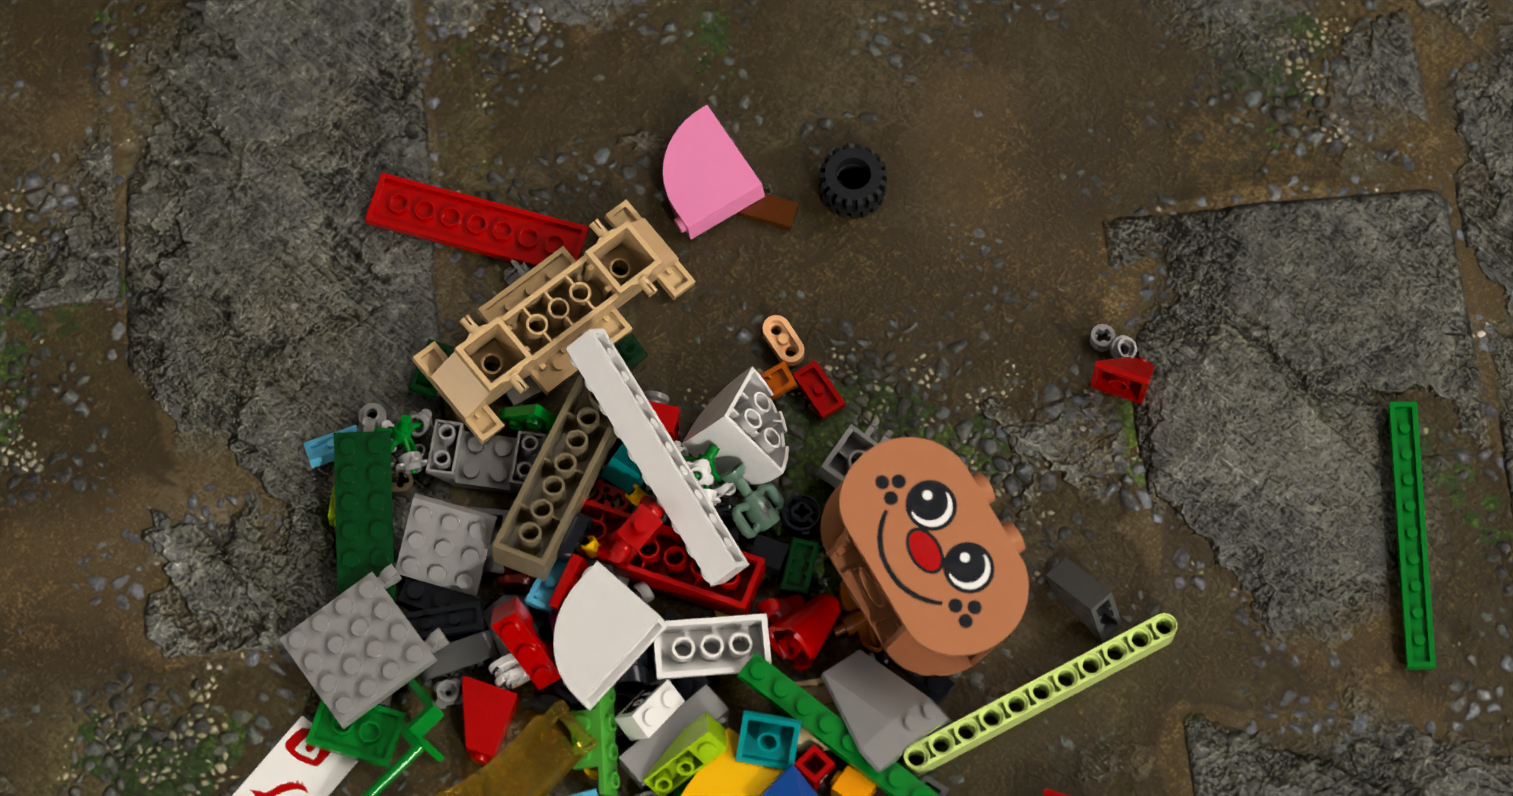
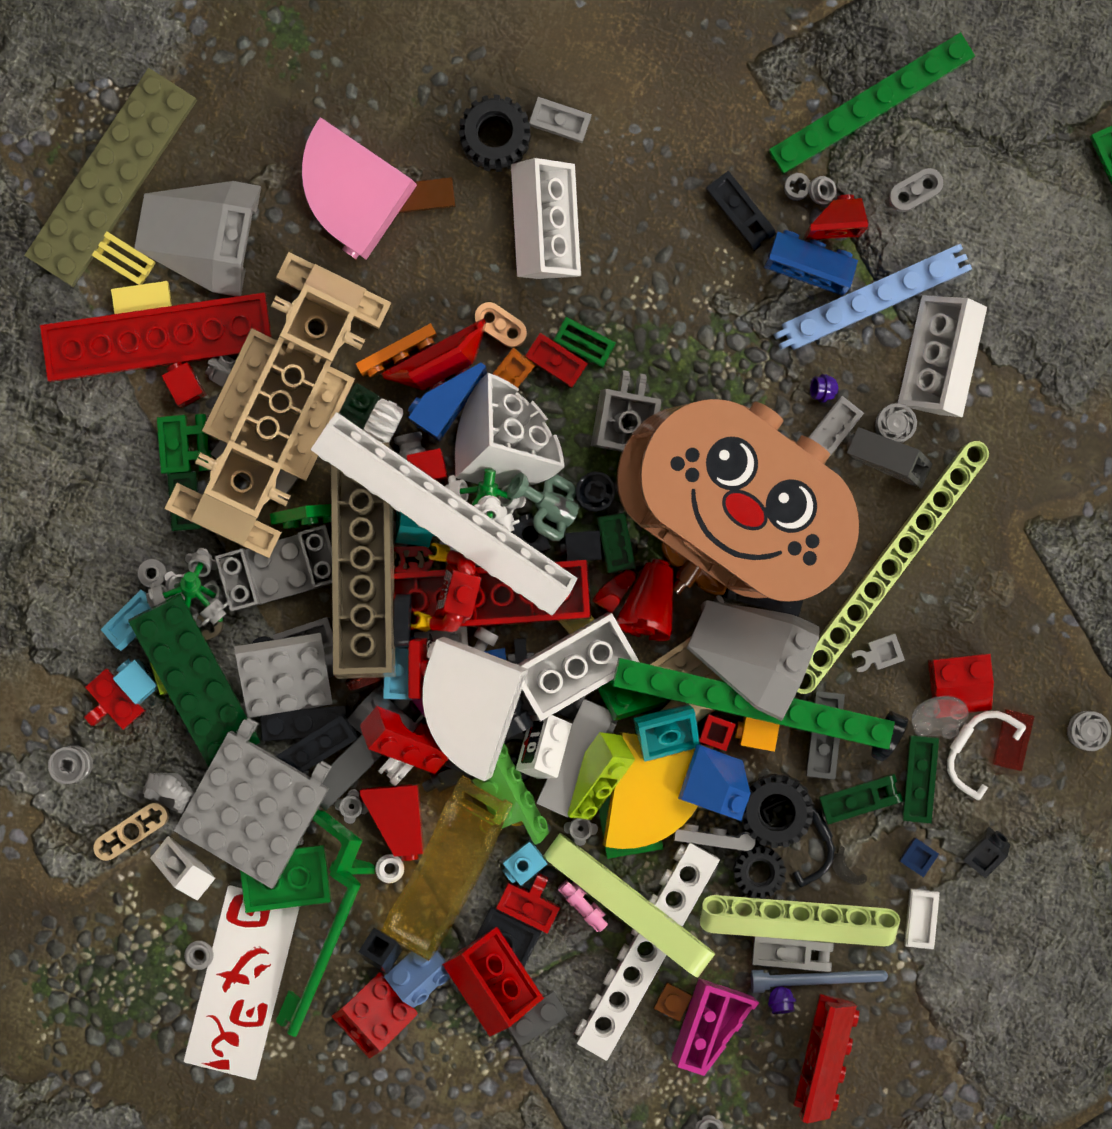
camera: 25 degrees left, 20 degrees up
(217, 543) = (70, 764): none -> light grey wheel
(219, 637) = (118, 849): none -> tan beam
(238, 757) = (190, 957): none -> light grey plate
(269, 679) = (182, 868): none -> white slope
(282, 509) = (112, 701): none -> red plate
(289, 604) = (168, 790): none -> light grey hair
(311, 499) = (135, 680): none -> medium azure brick
(447, 315) = (174, 443): none -> green plate
(458, 754) = (392, 877): none -> white plate
(469, 134) = (104, 246): none -> light yellow tile
(480, 187) = (141, 297): none -> light yellow tile
(480, 272) = (183, 384): none -> red brick
(502, 84) = (111, 177): none -> olive plate
(557, 157) = (200, 232): none -> light grey wedge
(645, 370) = (384, 420): none -> white gear
(681, 322) = (397, 351): none -> orange plate
(701, 378) = (442, 405): none -> blue slope
(717, 344) = (440, 360): none -> red wedge
(741, 697) = (626, 703): none -> green plate
(864, 270) = (545, 219): none -> white slope
(864, 405) = (563, 332): none -> green tile
(915, 196) = (560, 120): none -> light grey plate
(1002, 768) = (882, 653): none -> light grey plate
(1042, 335) = (740, 210): none -> black plate
(1047, 551) = (836, 424): none -> light grey plate
(1050, 514) = (823, 388): none -> dark purple plate
(1084, 403) = (811, 262): none -> blue slope
(1104, 569) = (896, 422): none -> light grey wheel
(1129, 459) = (872, 298): none -> light blue hinge
(1172, 532) = (942, 355): none -> white slope
(1200, 297) = (871, 103): none -> green plate
(1207, 383) = (915, 191): none -> light grey plate

